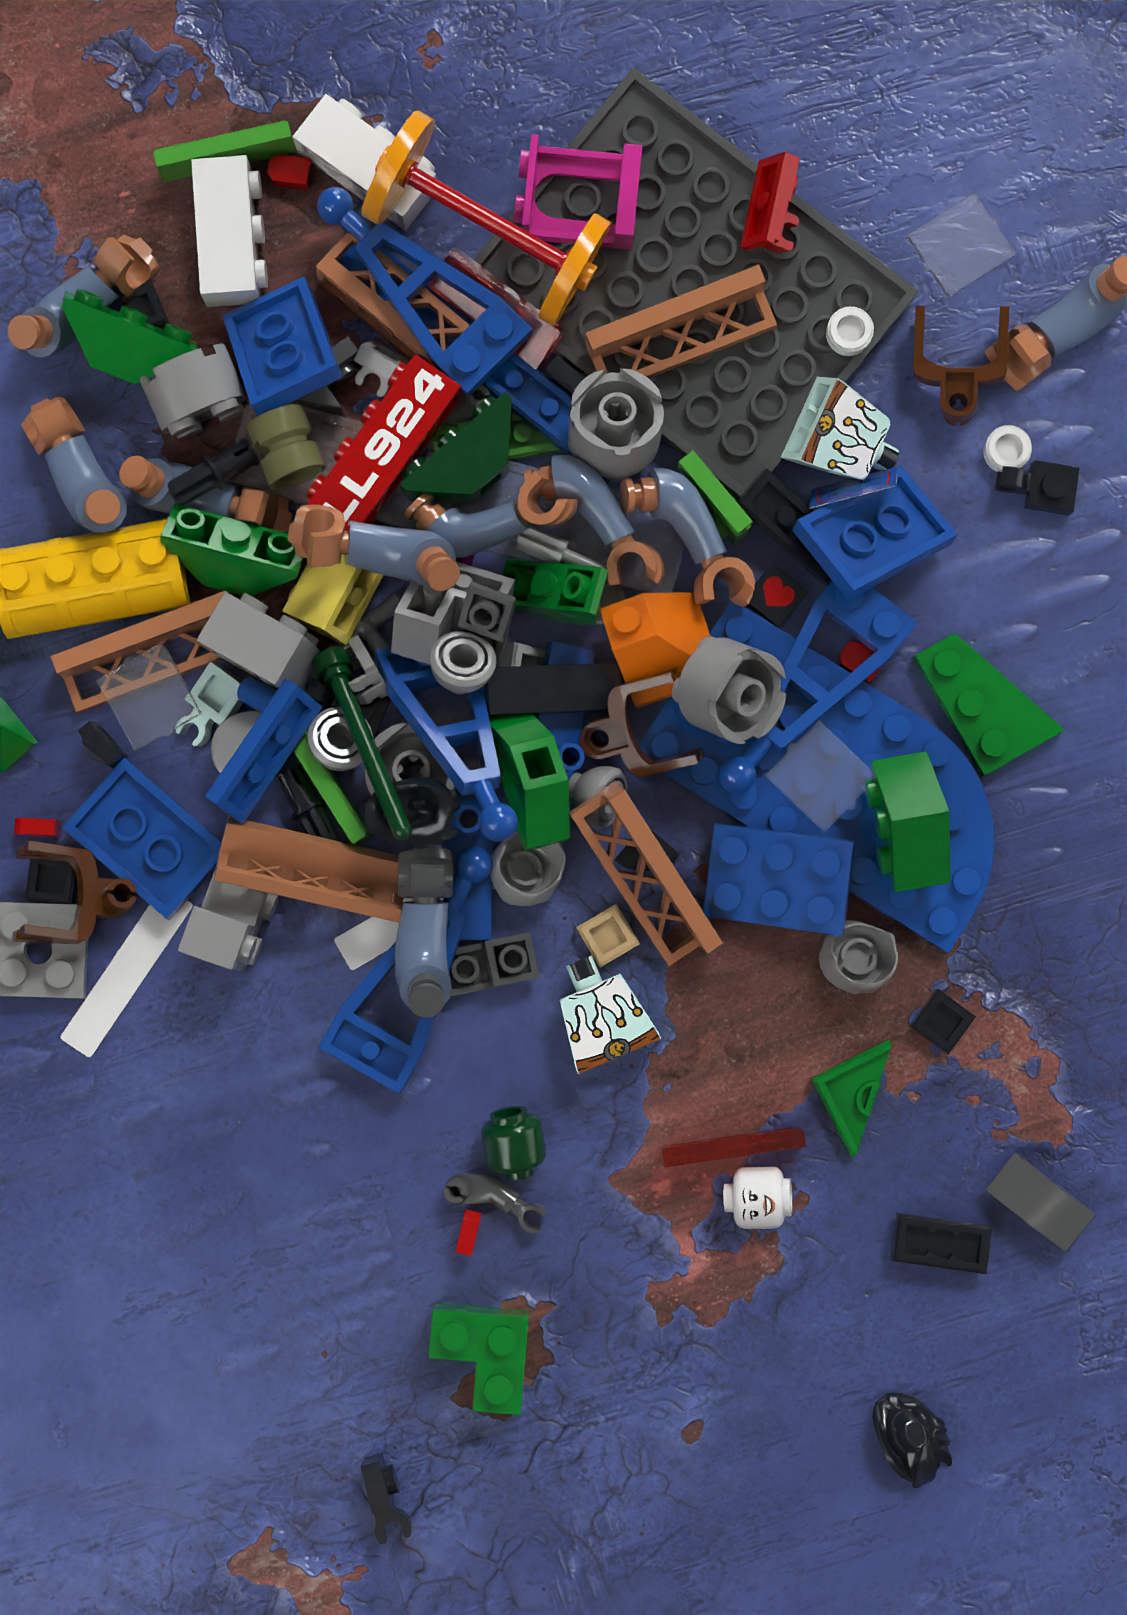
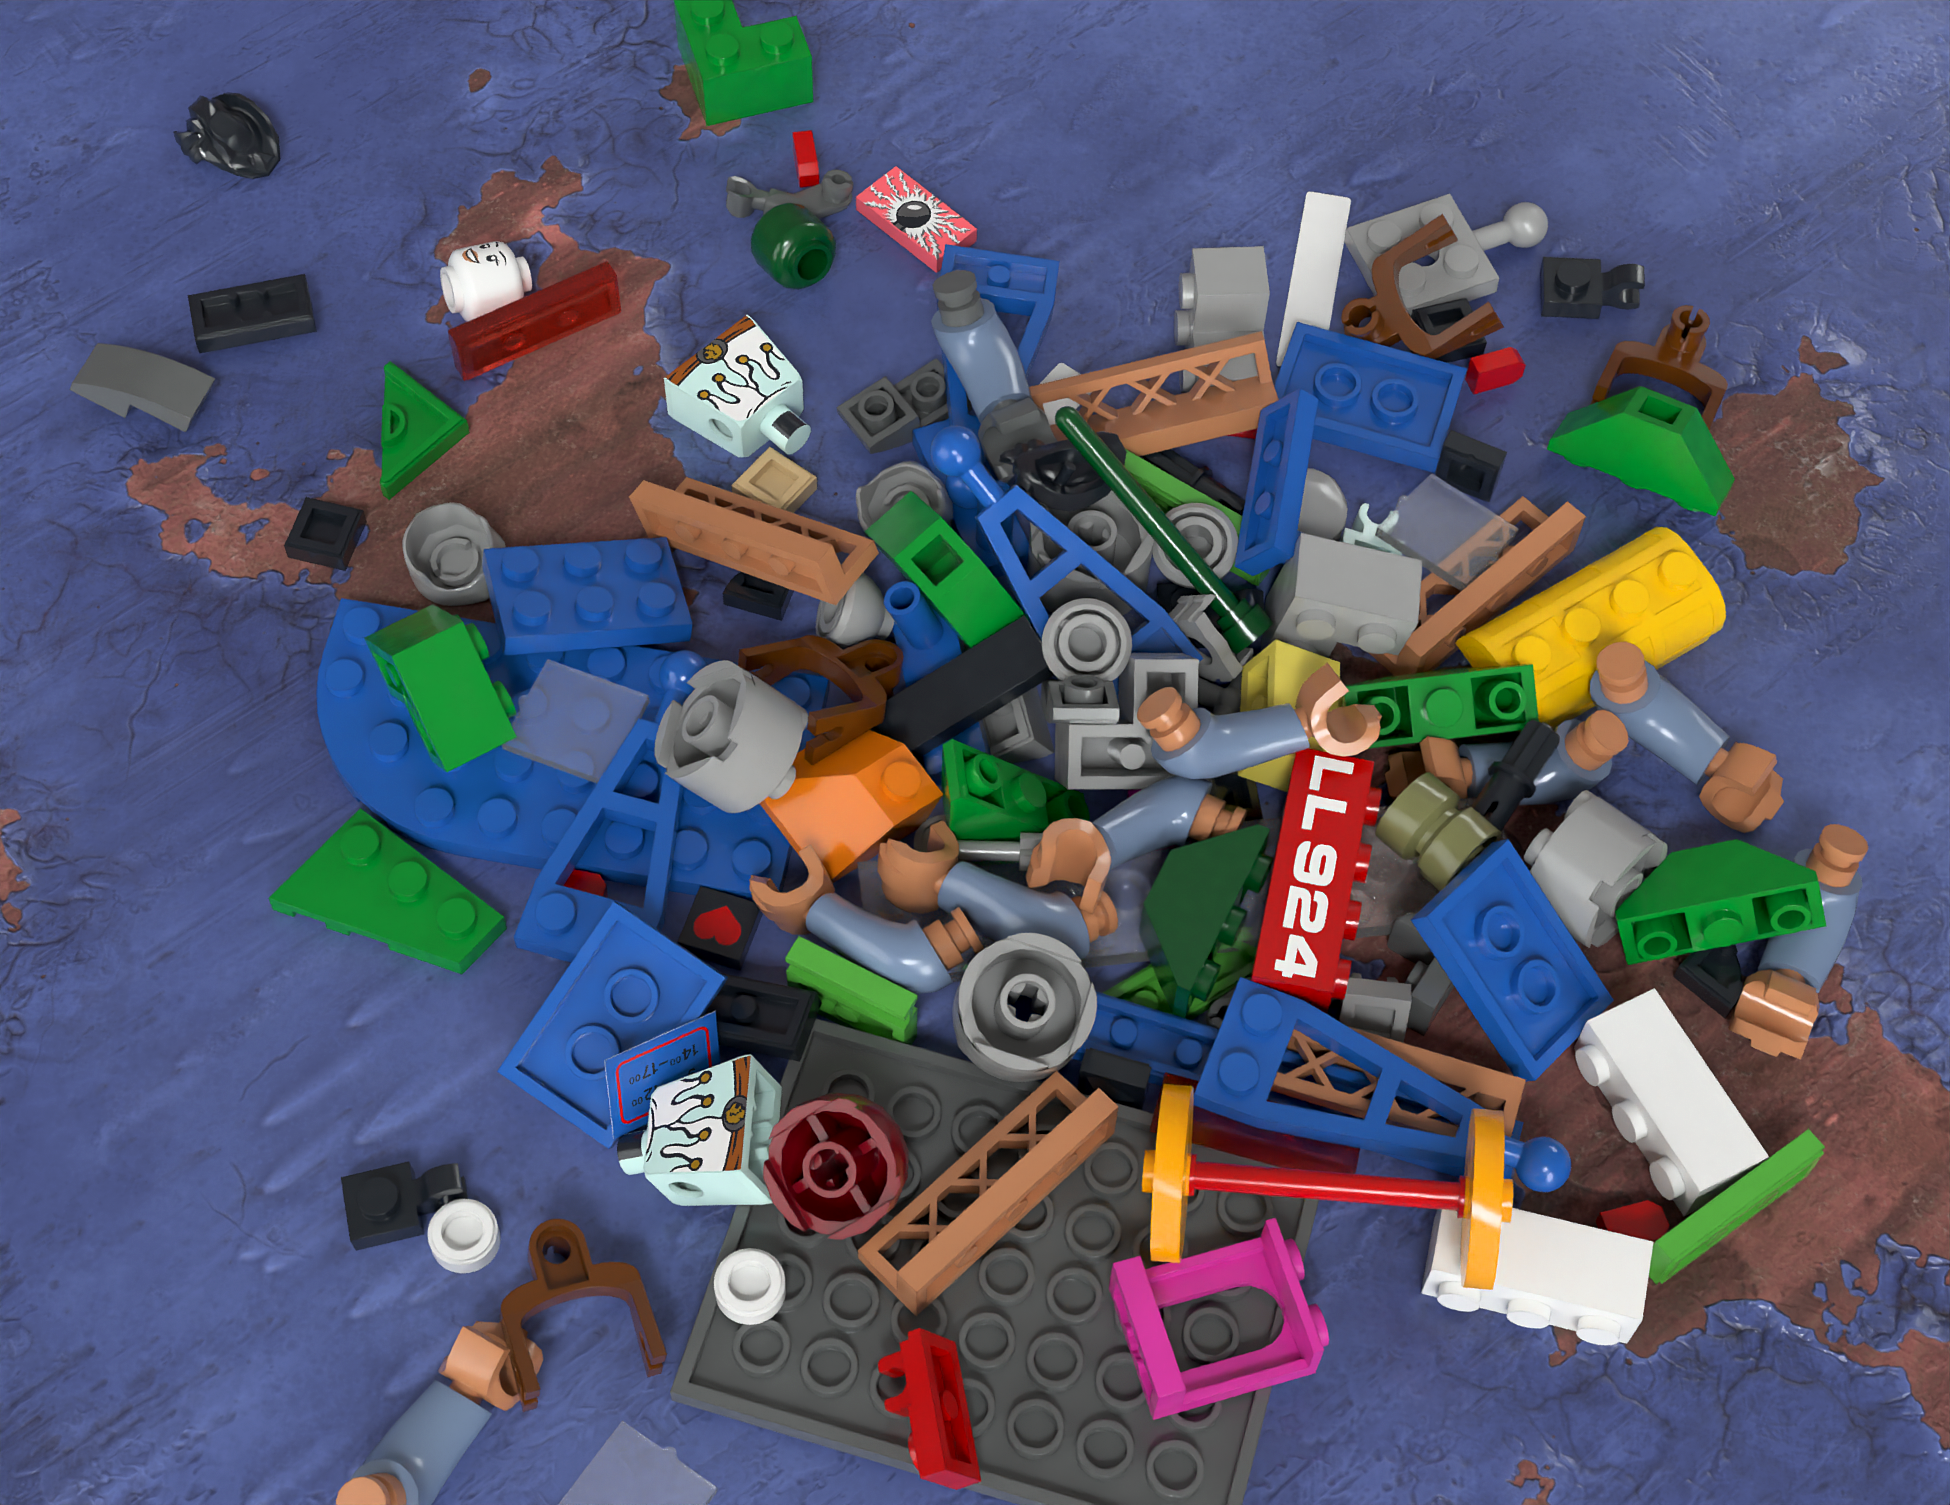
camera: 155 degrees right, 25 degrees down
(405, 1143) = (914, 217): none -> tile
(772, 365) = (836, 1165): none -> dark red cylinder

